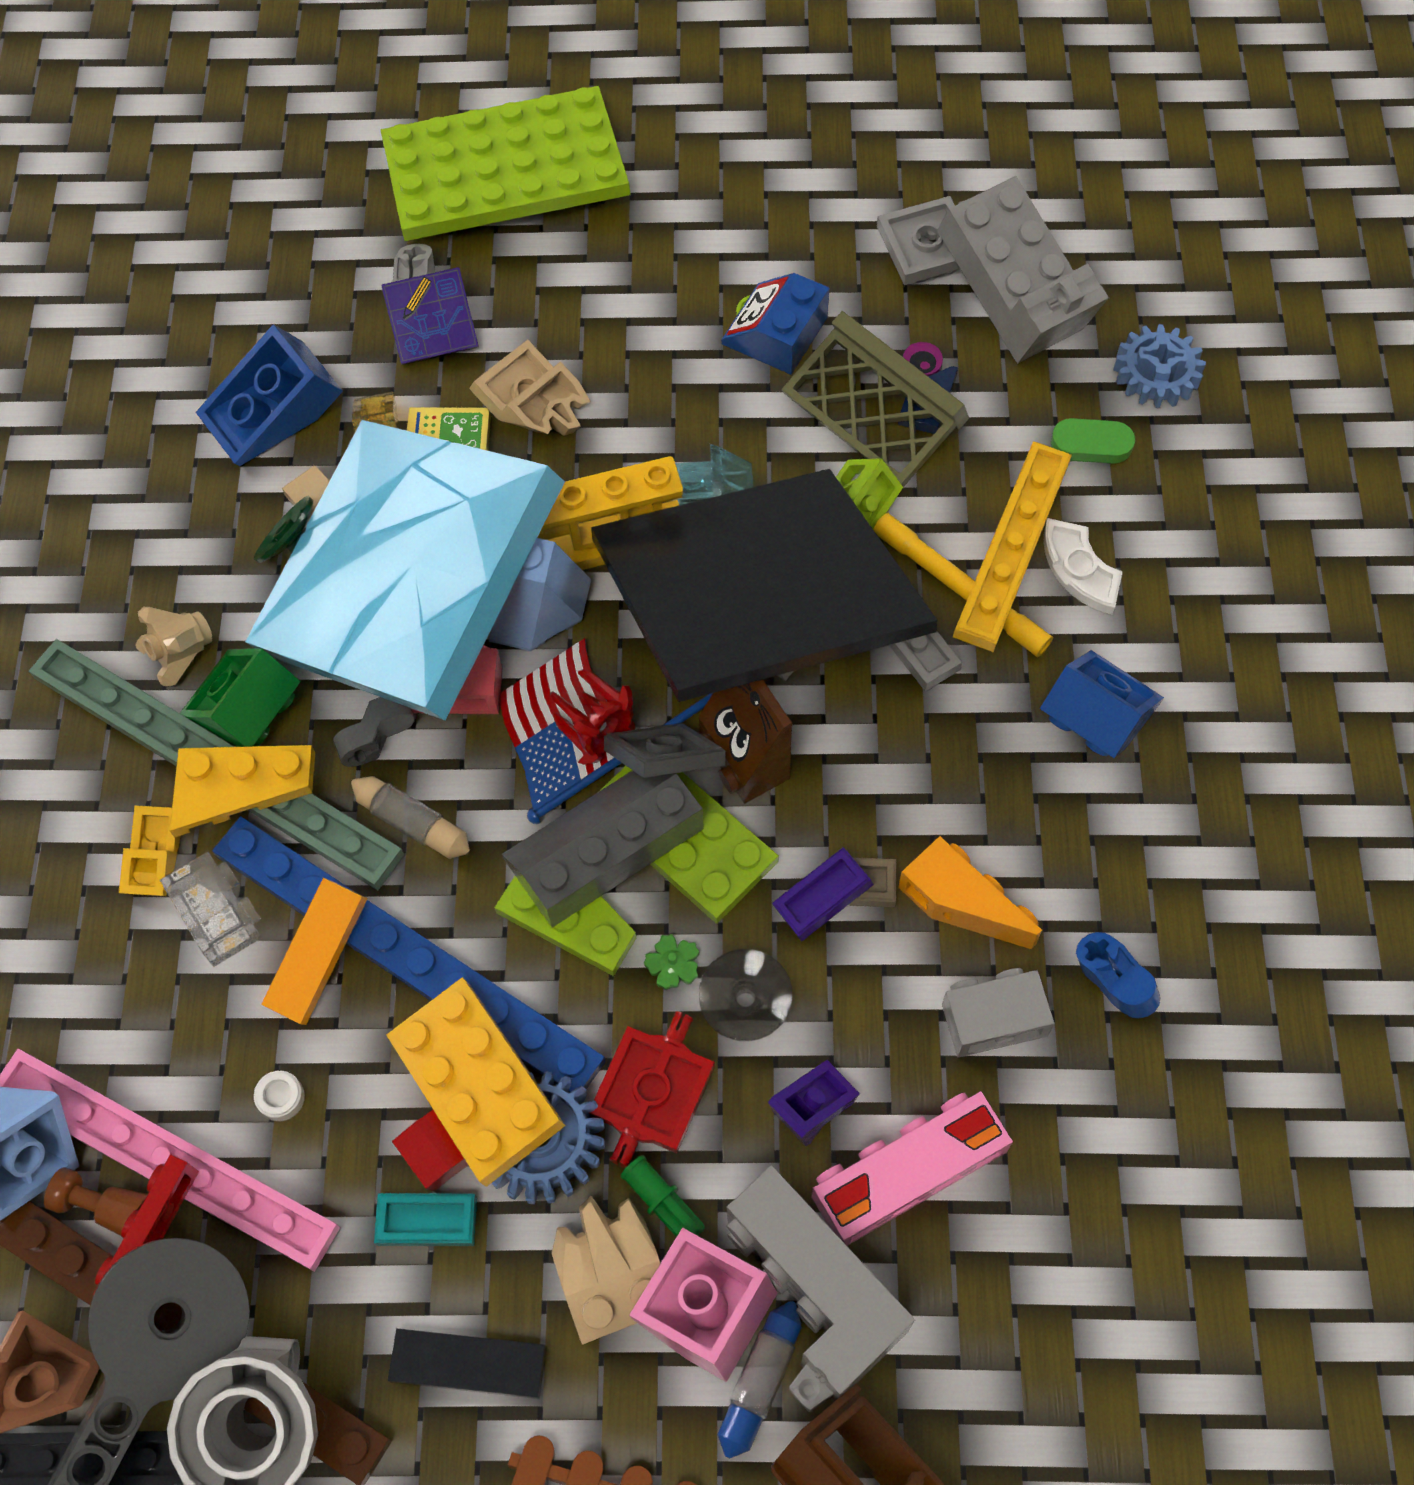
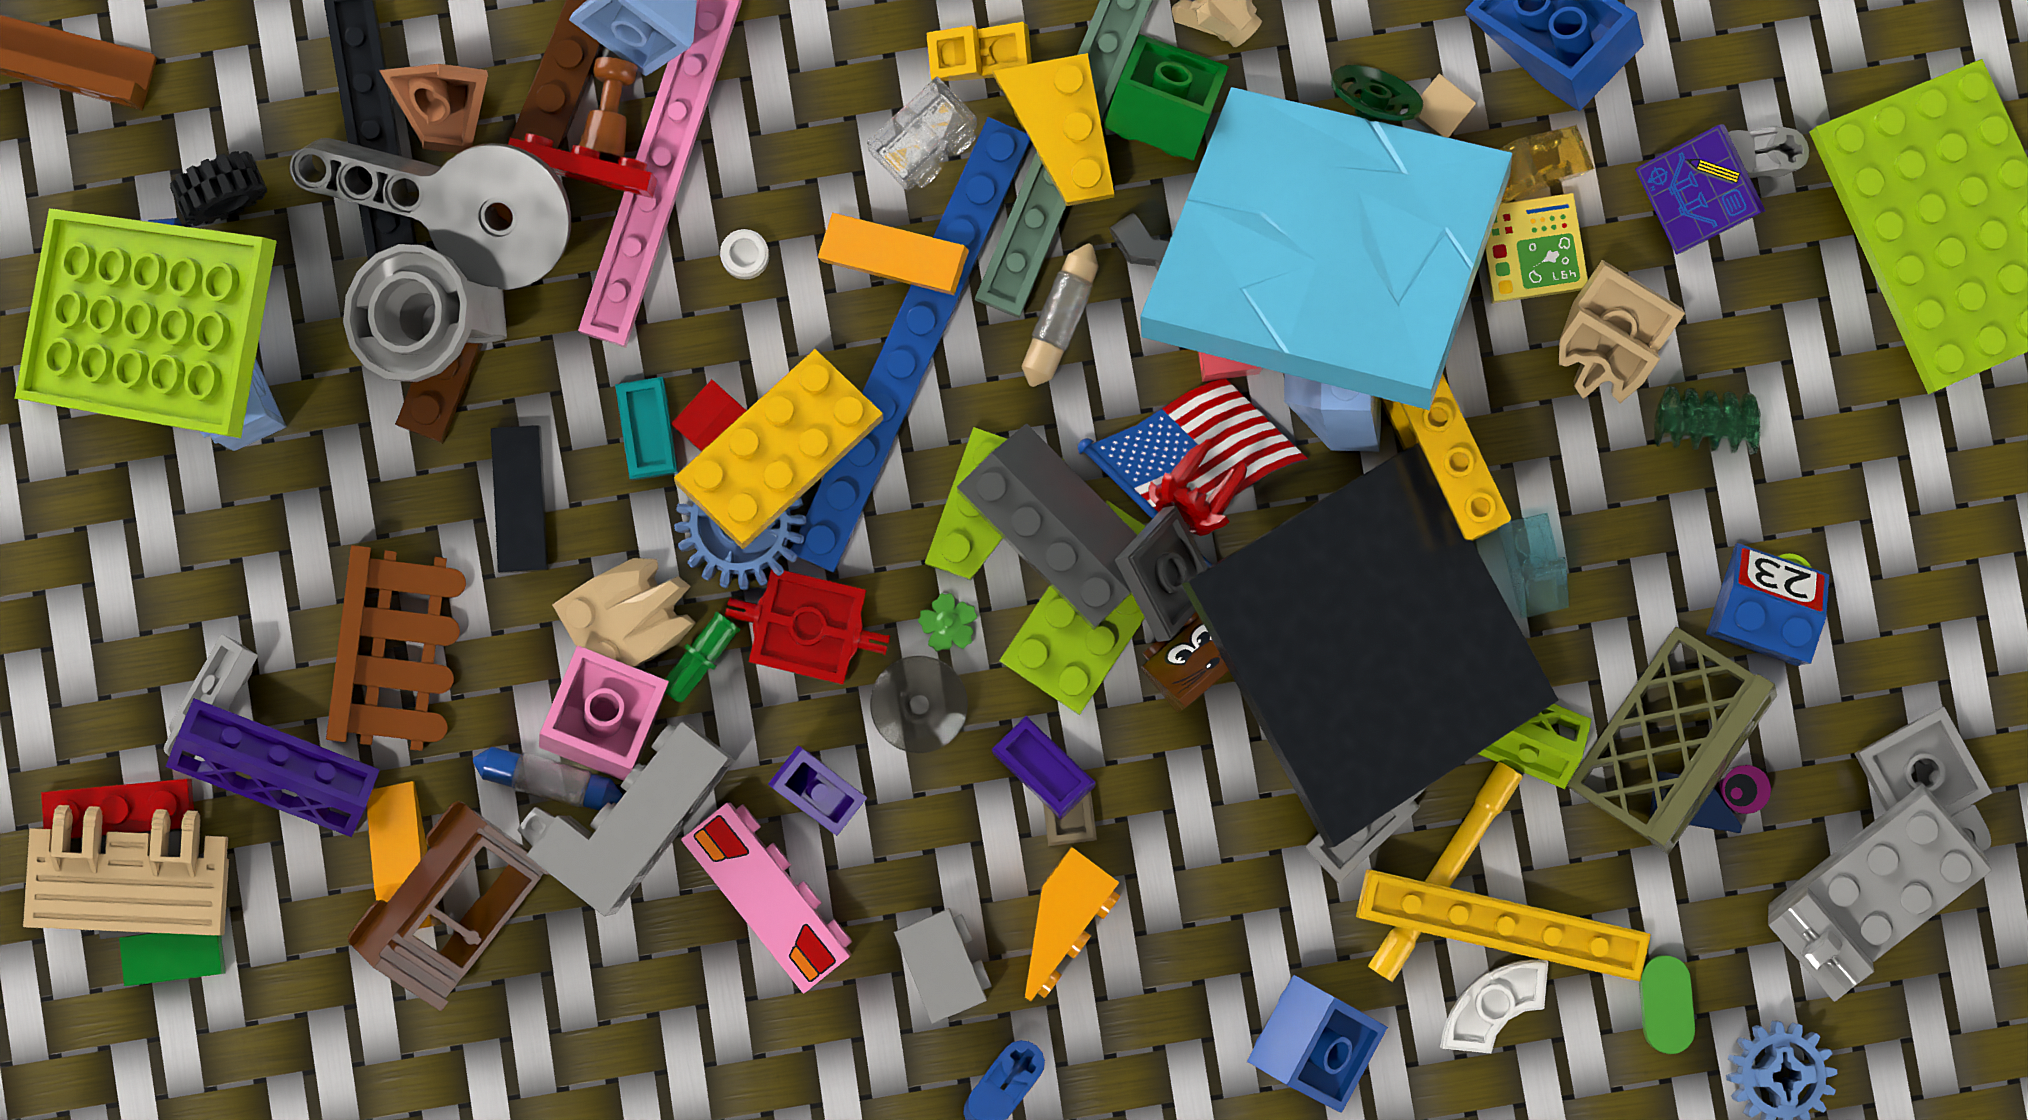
camera: 75 degrees right, 20 degrees up
(618, 338) = (1708, 418): none -> clear green piece

